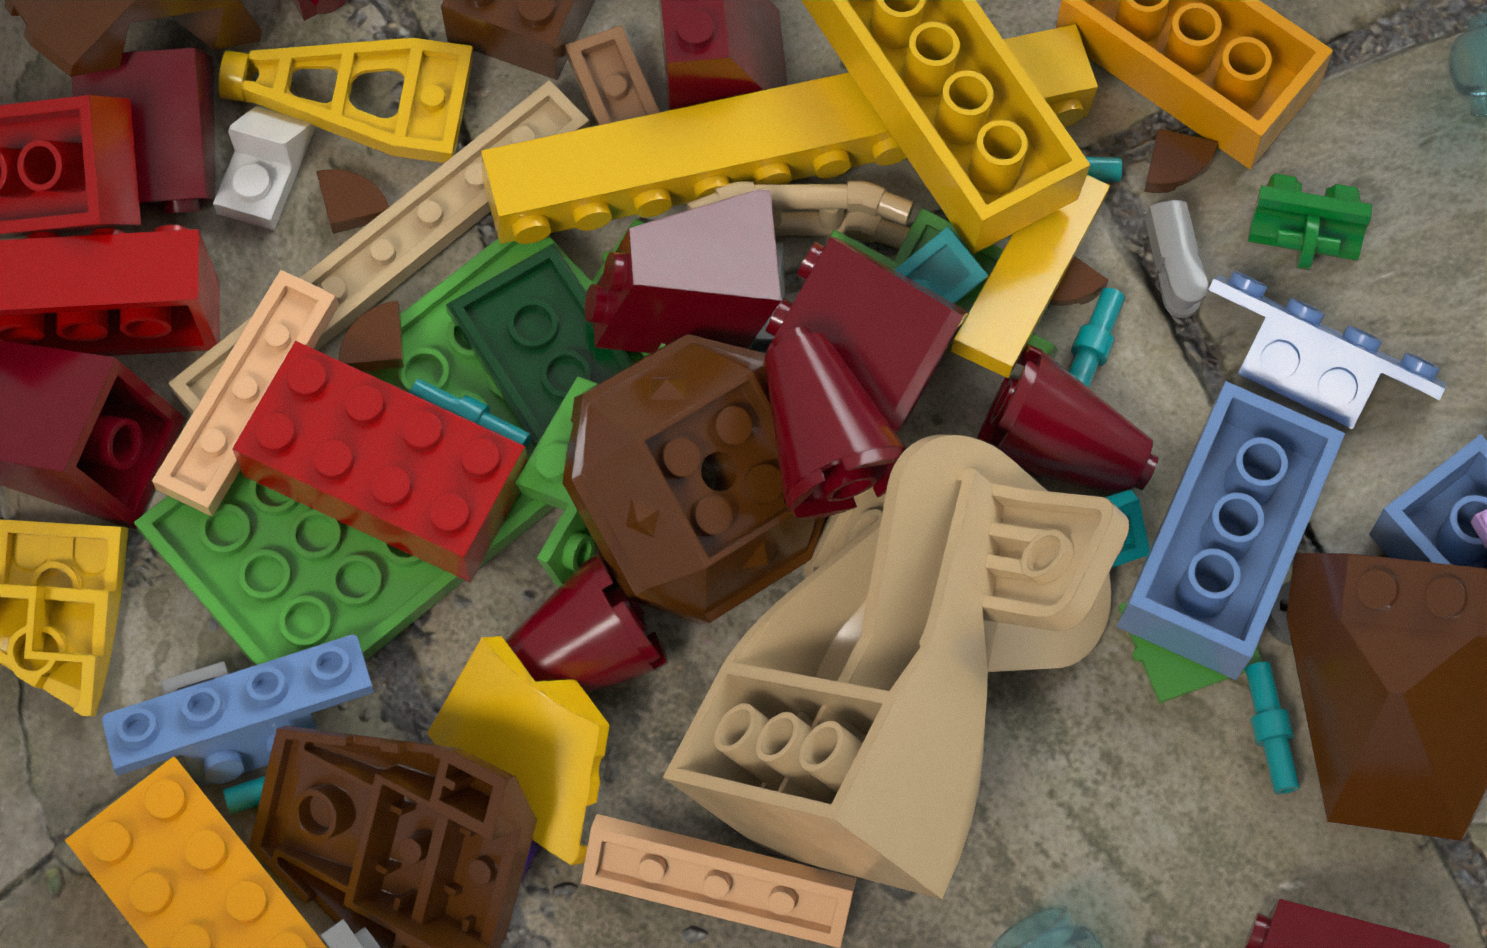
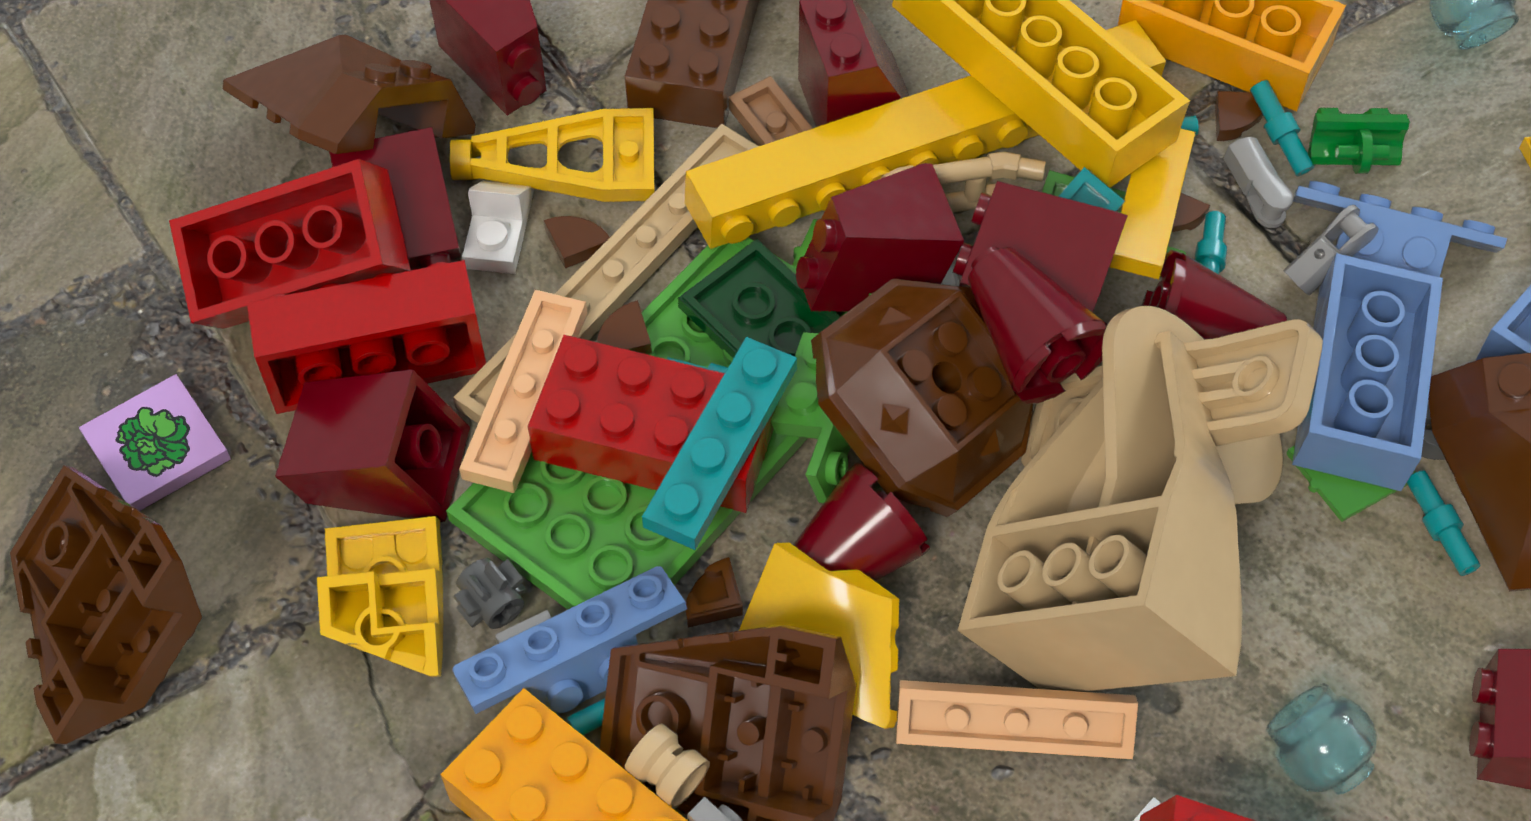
camera: 10 degrees left, 10 degrees down
(164, 630) = (490, 593): none -> dark grey gear
(312, 873) = (665, 764): none -> tan wheel
(417, 671) = (714, 595): none -> reddish brown tile
(440, 510) = (719, 443): none -> teal plate
(1203, 382) = (1313, 263): none -> light grey bar
(1222, 192) = (1282, 128): none -> teal bar

